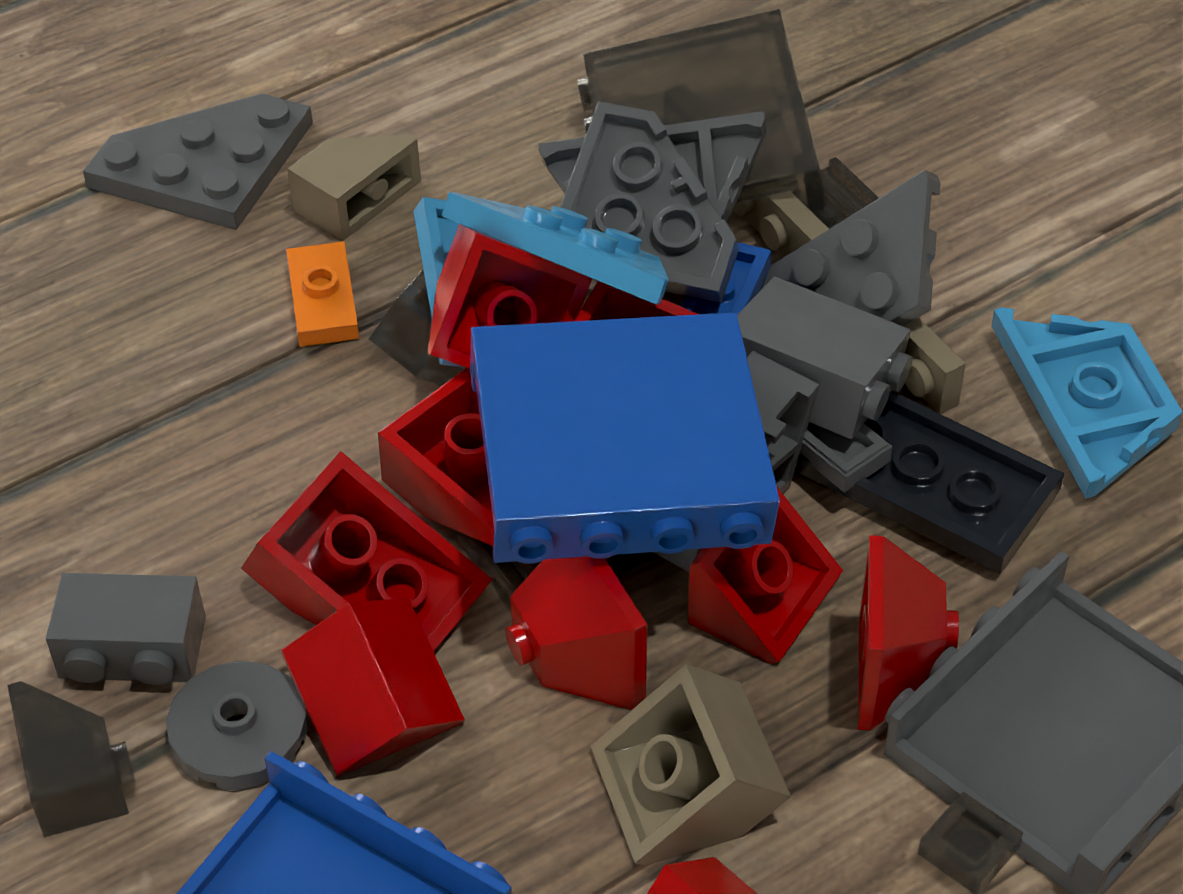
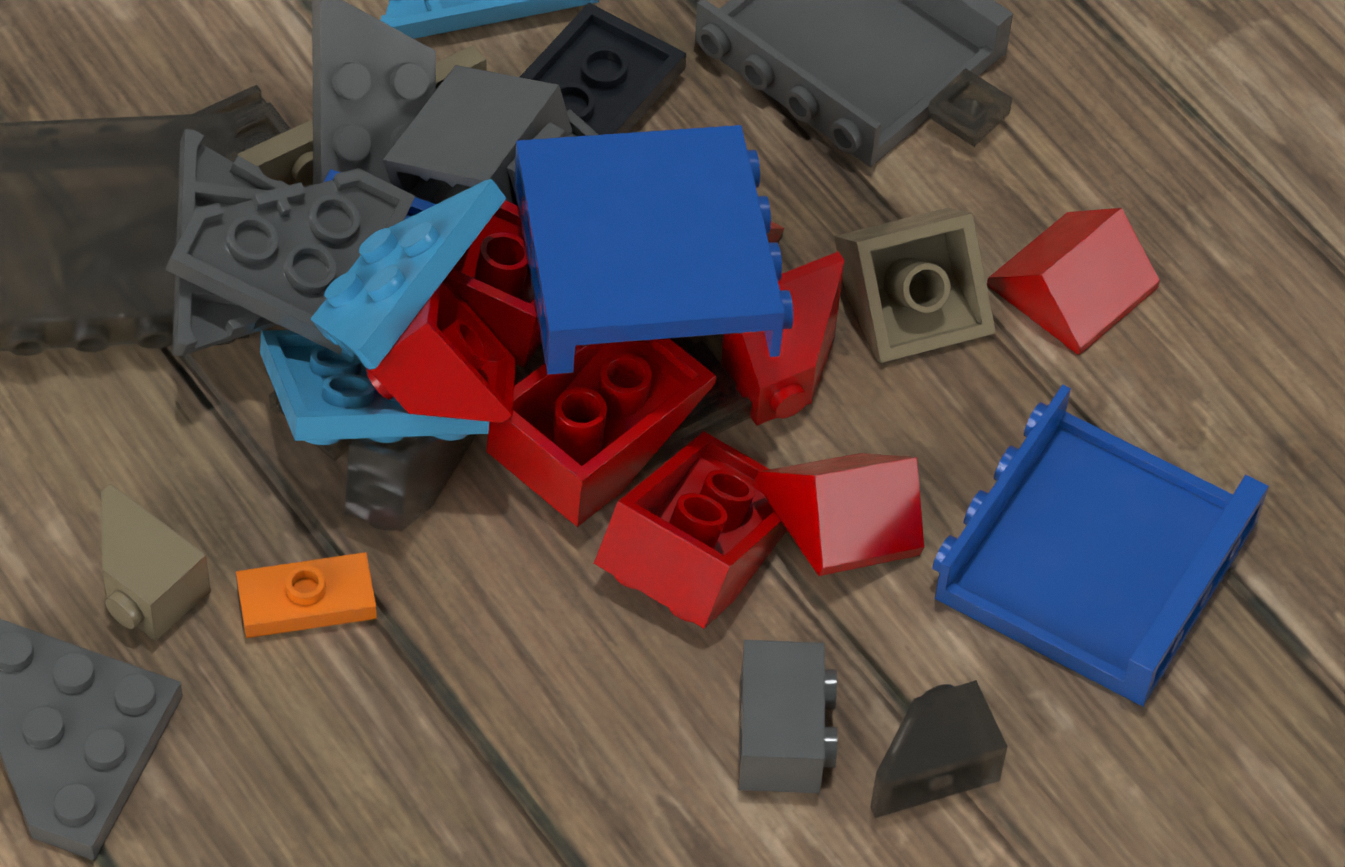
camera: 95 degrees left, 5 degrees up
(235, 751) = (874, 653): dark grey plate -> none
(899, 628) = (796, 130): red slope -> none

